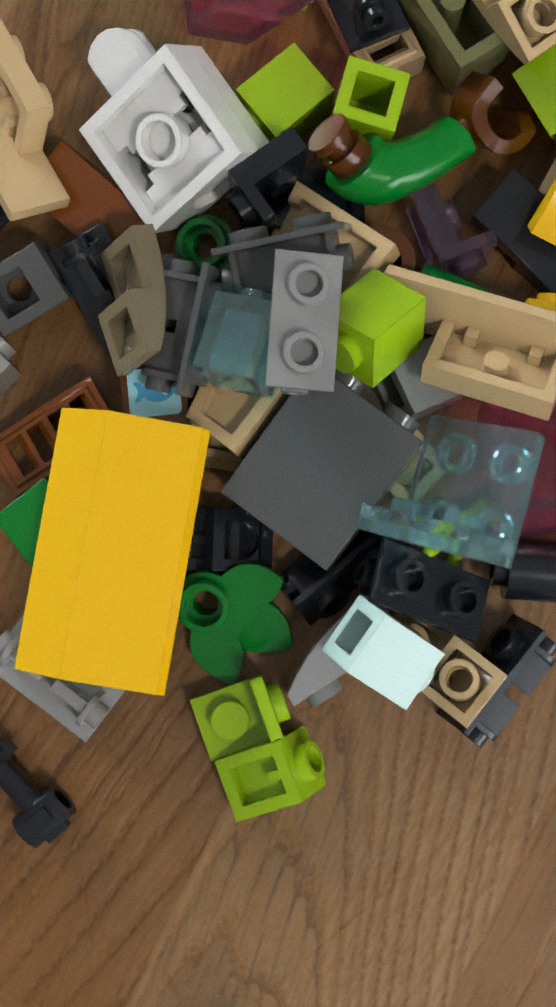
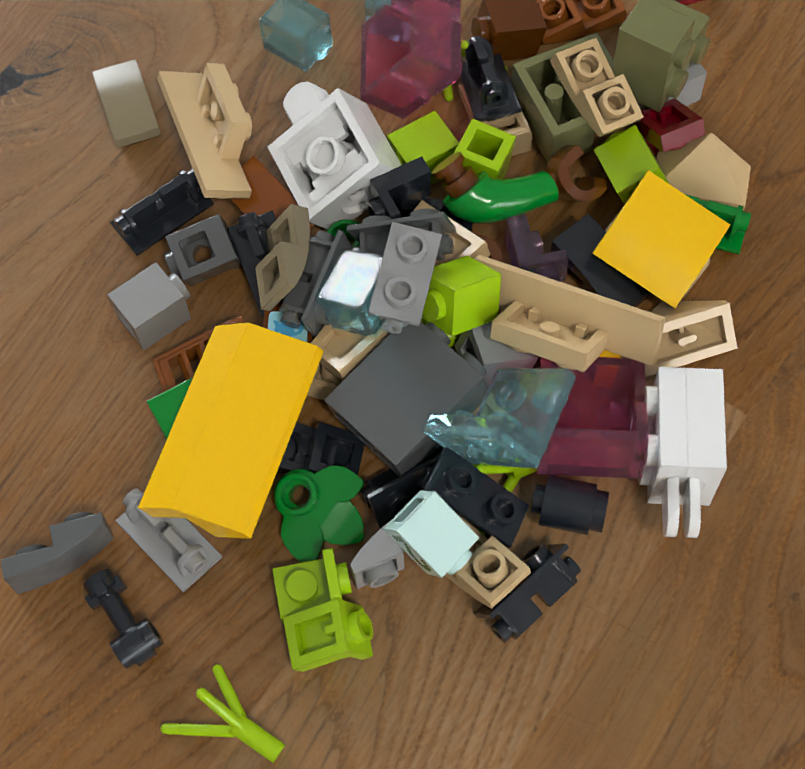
camera: 15 degrees right, 20 degrees down
(167, 897) = (238, 722): none -> lime plant

